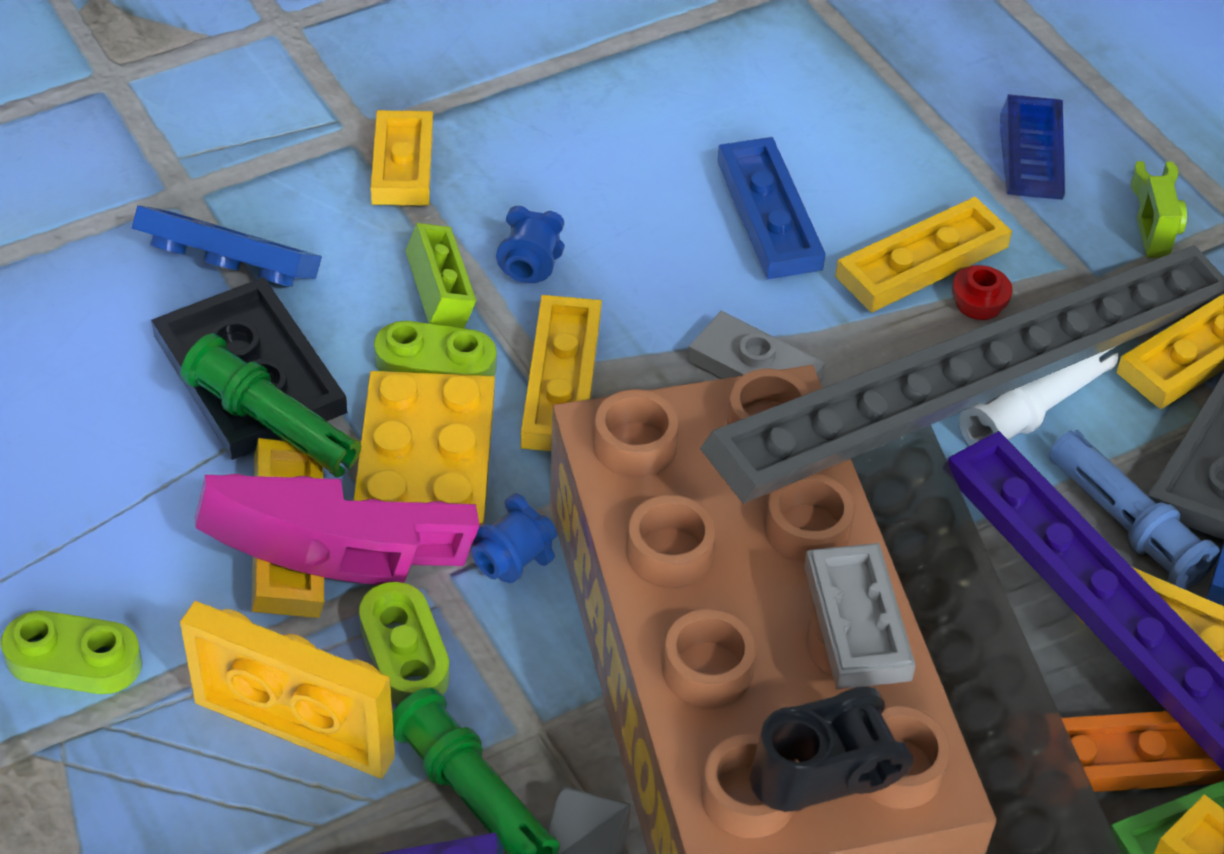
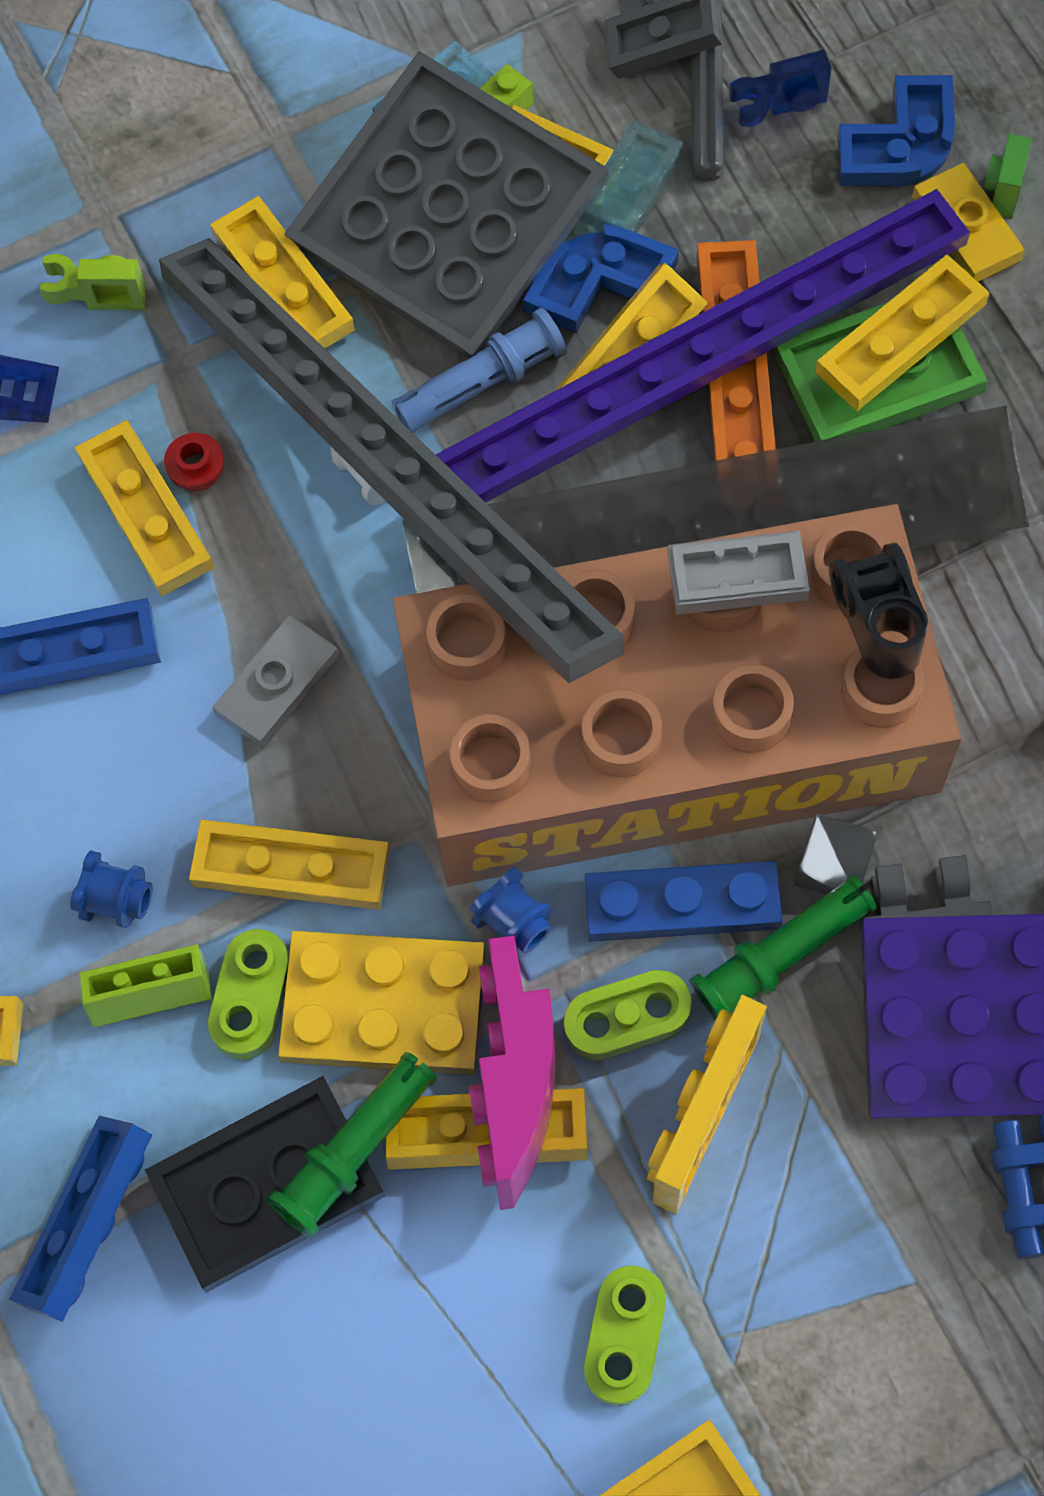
camera: 80 degrees left, 20 degrees up
(535, 702) = (683, 901): none -> blue plate

